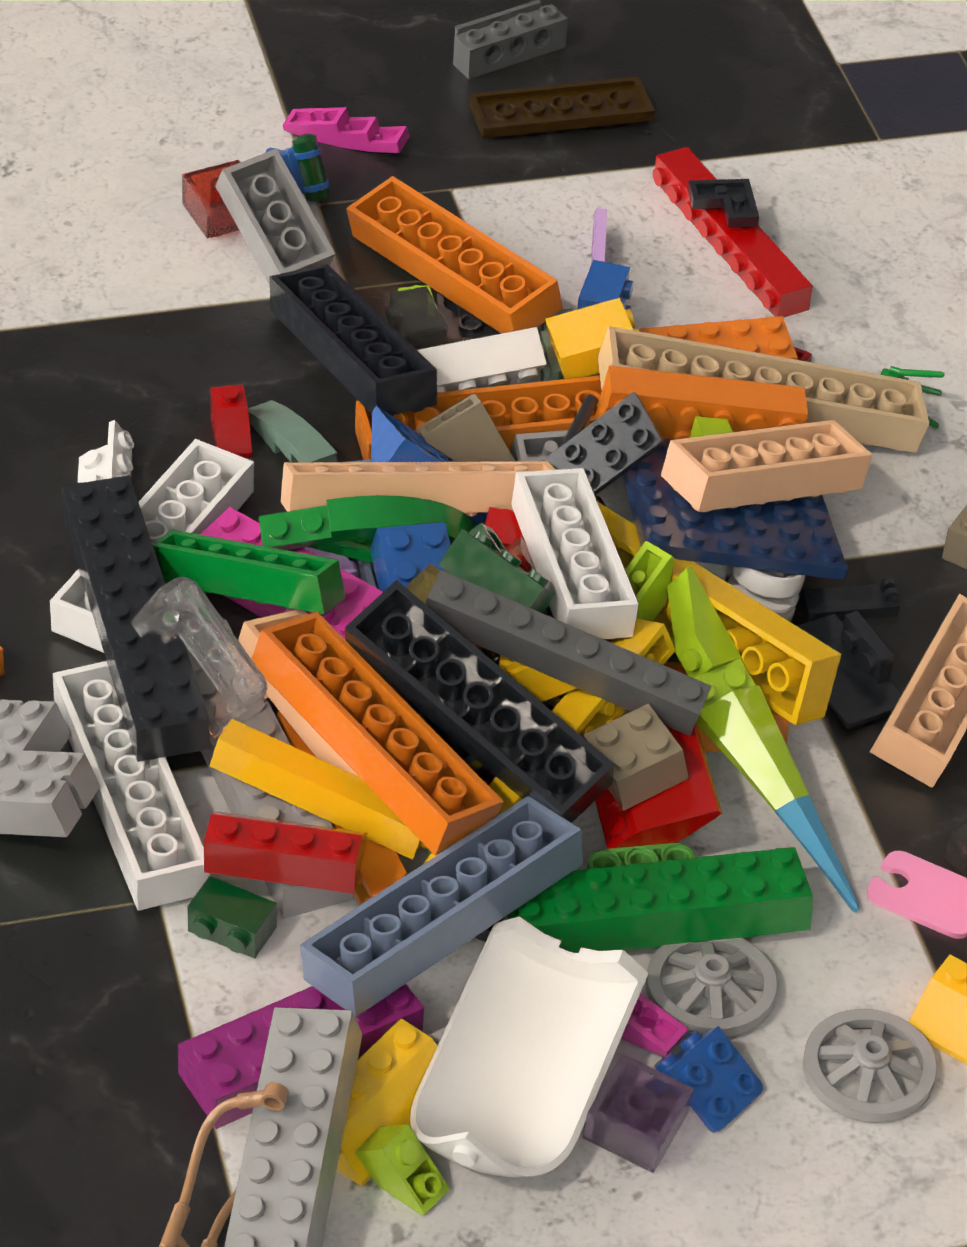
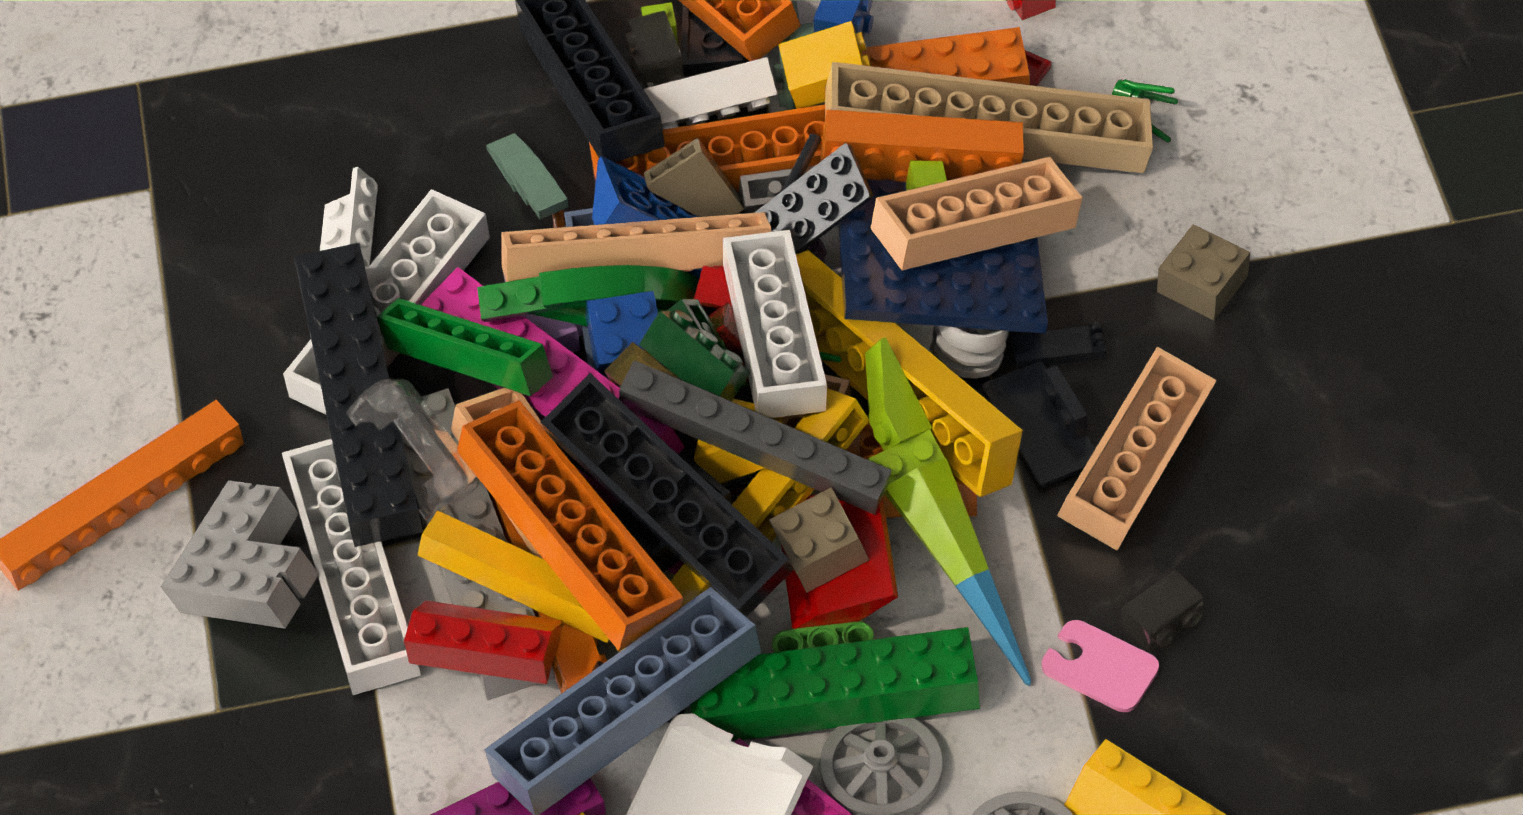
camera: 10 degrees right, 10 degrees up
(231, 420) = (471, 163): red slope -> none
(232, 917) = (437, 703): dark green brick -> none
(649, 577) = (844, 351): lime slope -> none

